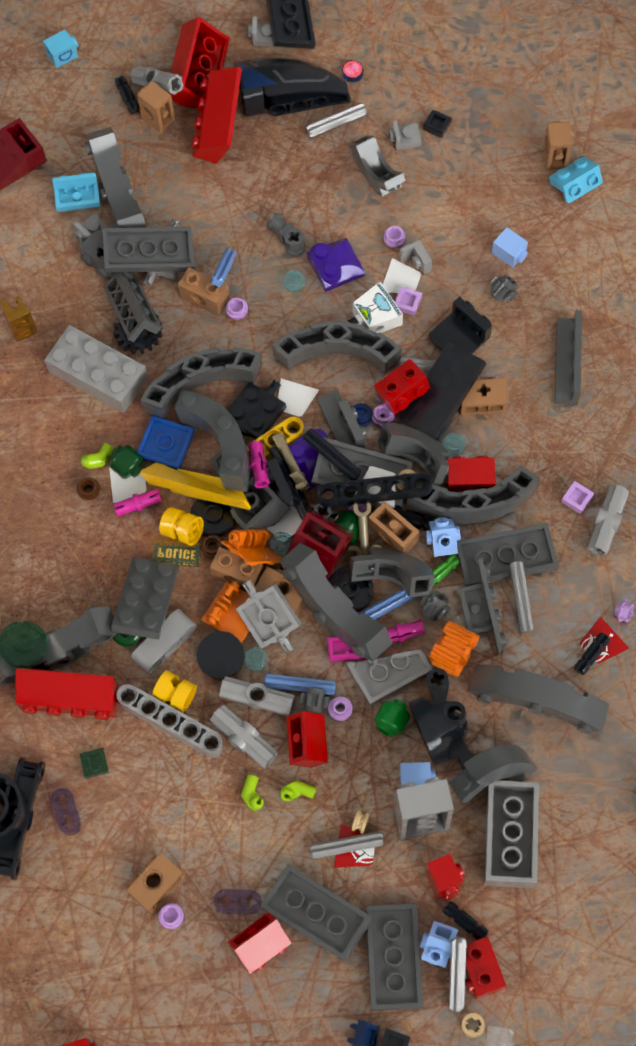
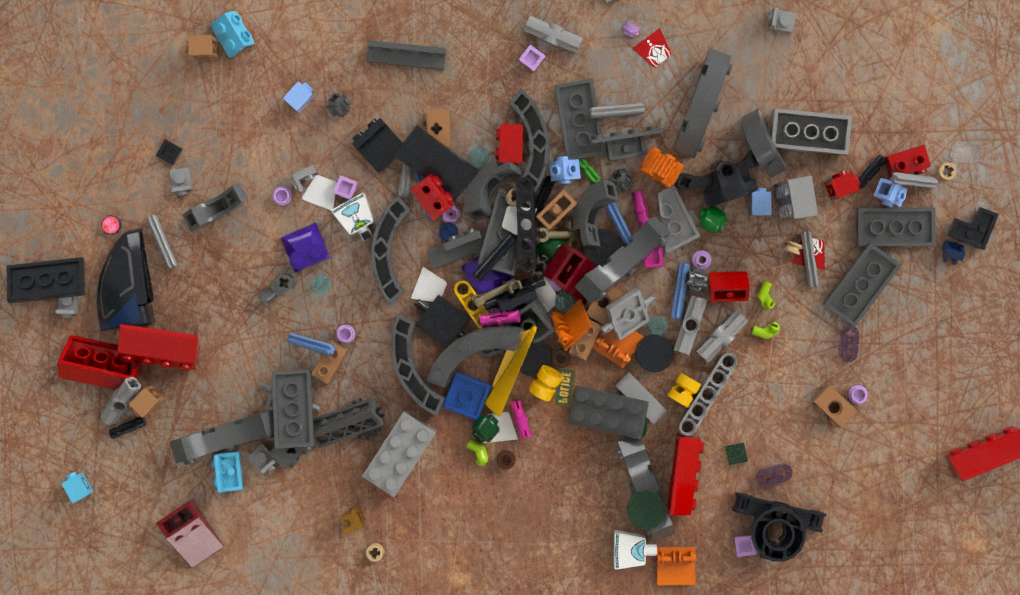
camera: 85 degrees left, 20 degrees up
(259, 943) = (886, 330): brick -> none
(592, 653) = (665, 57): black axle -> none

